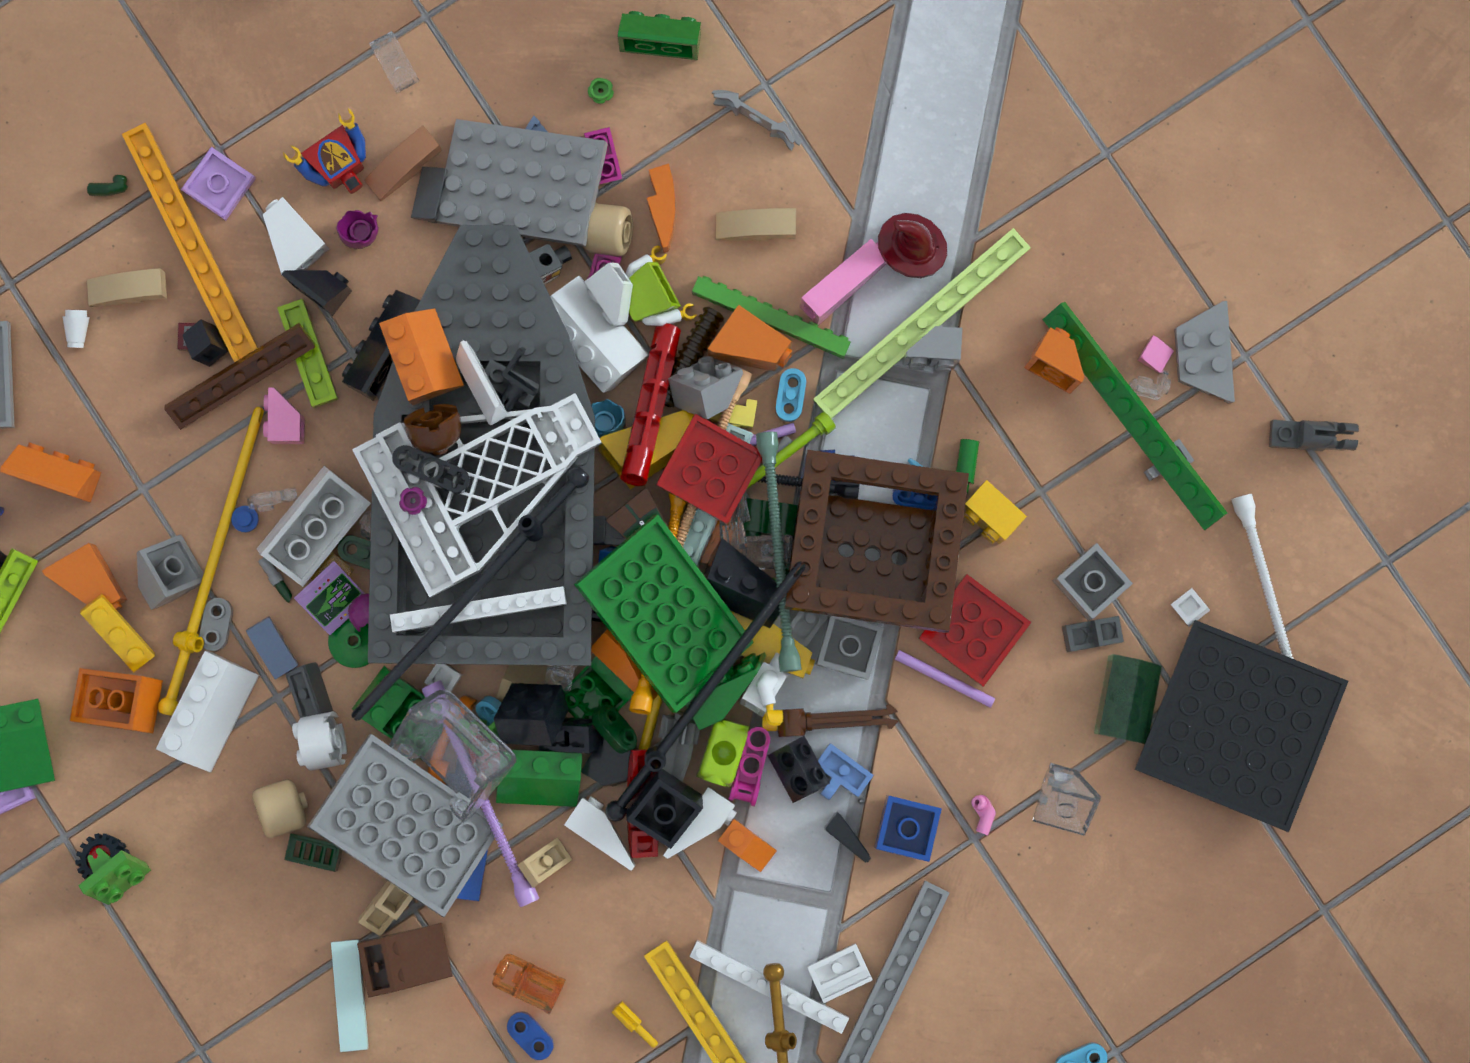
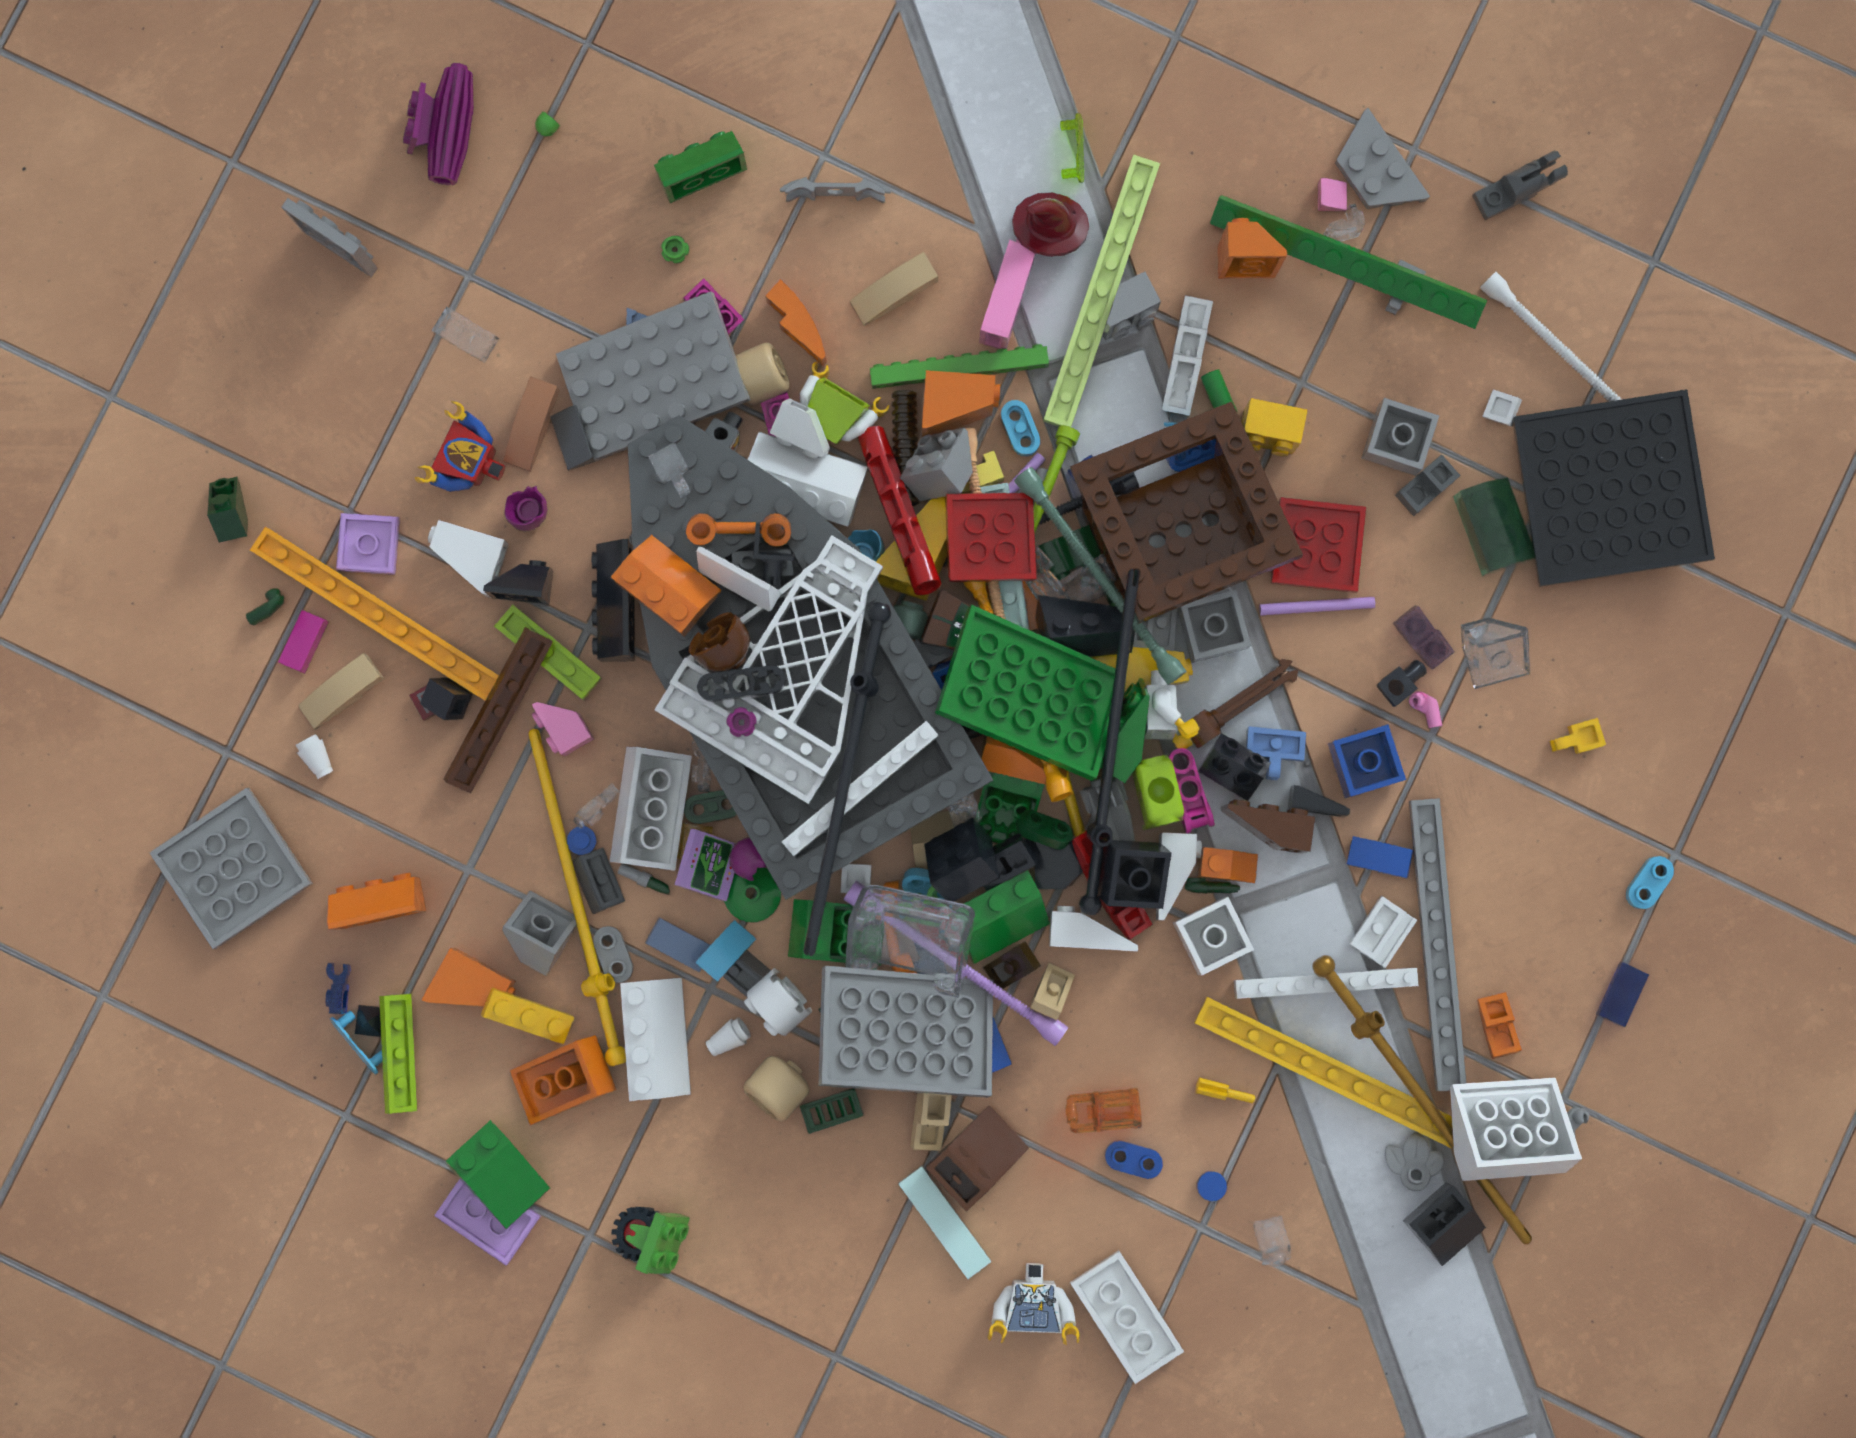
camera: 30 degrees left, 0 degrees up
(121, 231) = (303, 641): none -> dark pink slope
(123, 91) = (227, 509): none -> dark green slope
(239, 558) = (598, 881): none -> dark grey slope
(267, 745) = (730, 1036): none -> white cone
(304, 674) = (725, 950): none -> medium azure slope
(478, 326) = (702, 529): none -> orange piece
(482, 261) = (670, 467): none -> clear plate
(524, 822) = (1012, 965): none -> dark brown slope
(608, 497) = (912, 617): none -> sand green head
(699, 895) = (1213, 936): none -> white brick
(717, 849) = (1201, 885): none -> dark green piece
(805, 843) = (1279, 830): none -> reddish brown slope
(873, 911) = (1380, 857): none -> blue slope
(960, 415) = (1187, 355): none -> white slope
(973, 781) = (1400, 682): none -> black bracket
(983, 178) = (1076, 124): none -> clear neon green piece
(1015, 755) = (1423, 637): none -> clear purple slope
(1096, 911) = (1582, 737): none -> yellow plate

